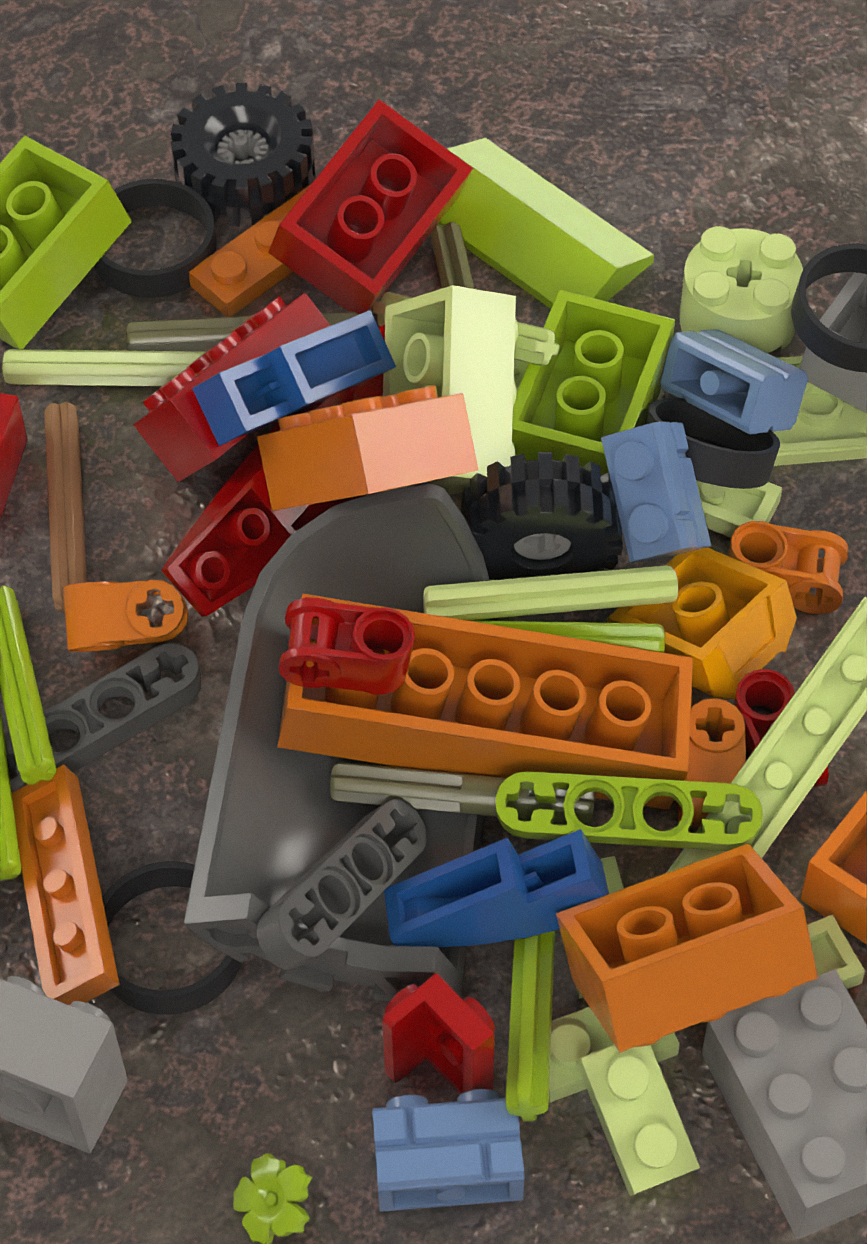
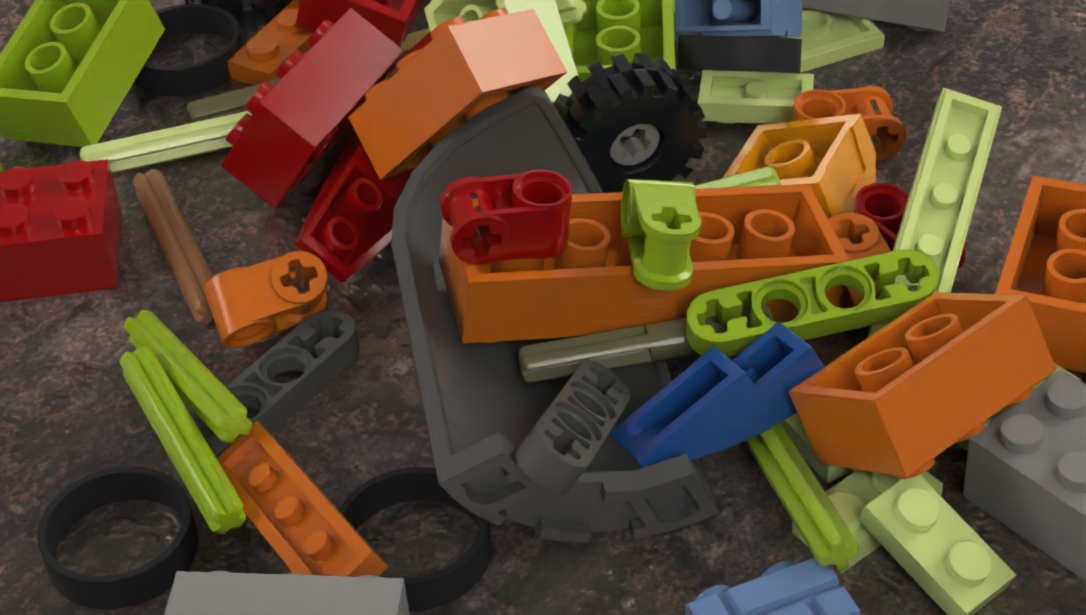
camera: 15 degrees left, 15 degrees down
(293, 377) = (333, 81): blue slope -> none
(444, 1030) = (725, 523): red bracket -> none
(497, 700) = (659, 228): none -> lime piece
(552, 593) = (686, 165): yellowish green axle -> none
(655, 491) = (718, 78): medium blue brick -> none

